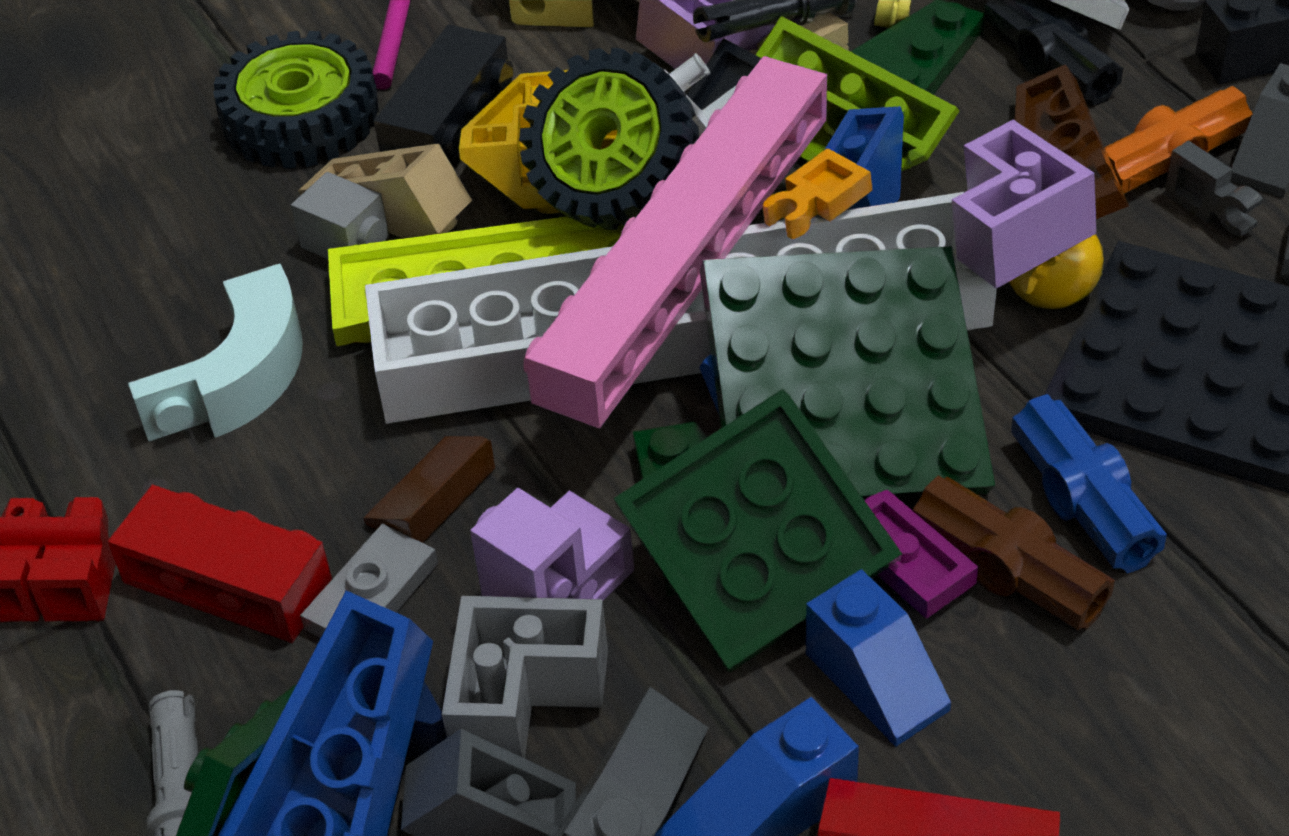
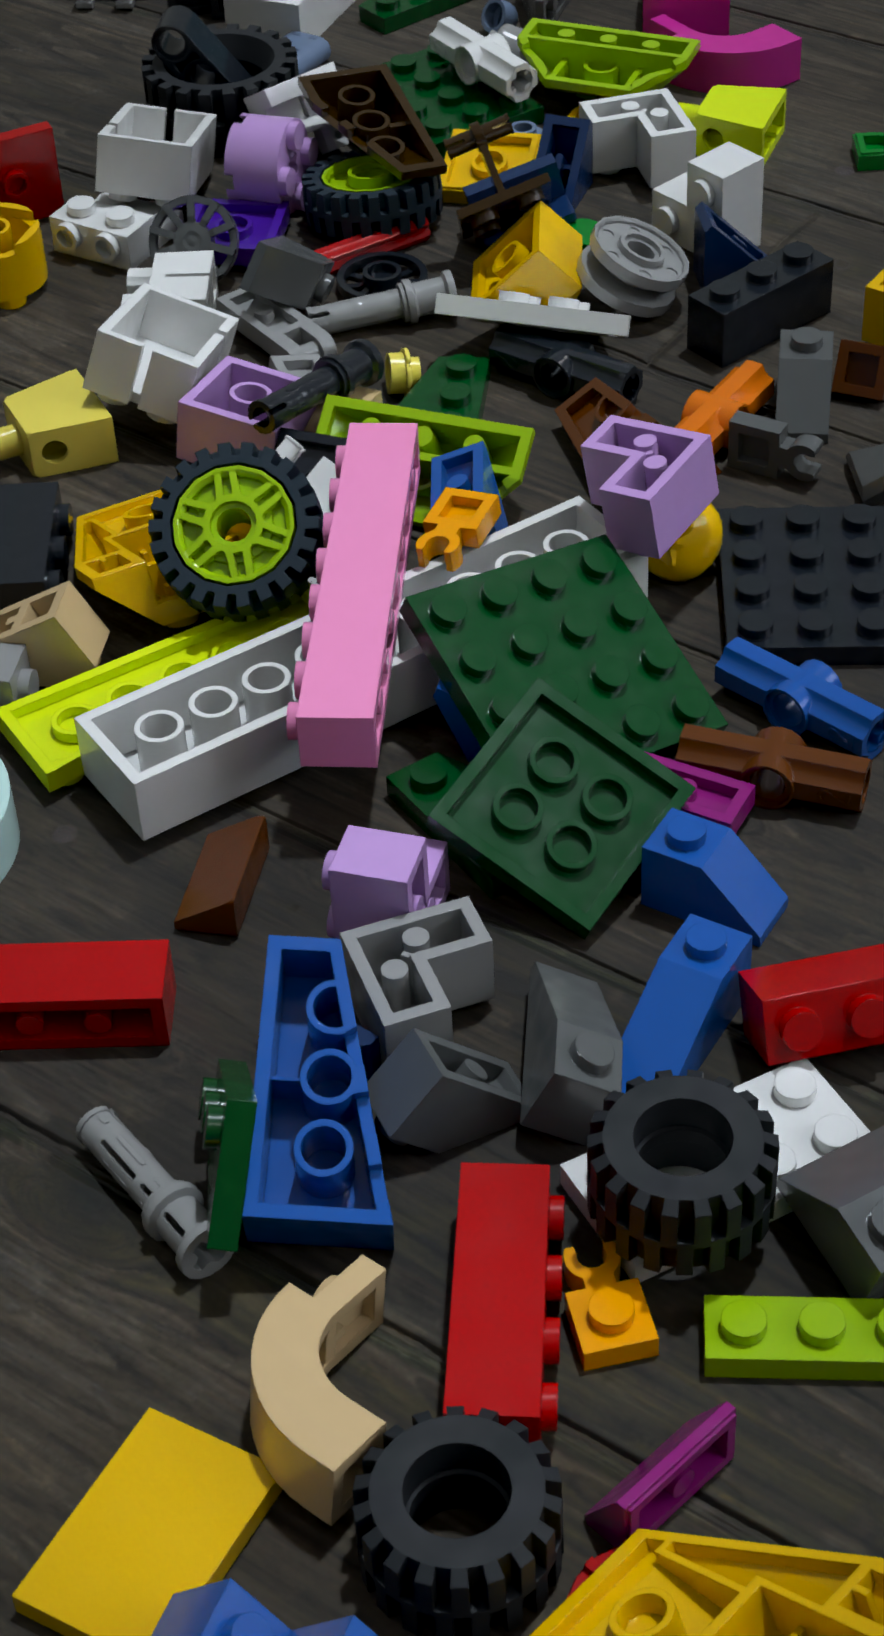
camera: 25 degrees left, 5 degrees down
(381, 571) = (220, 976): light grey plate -> none

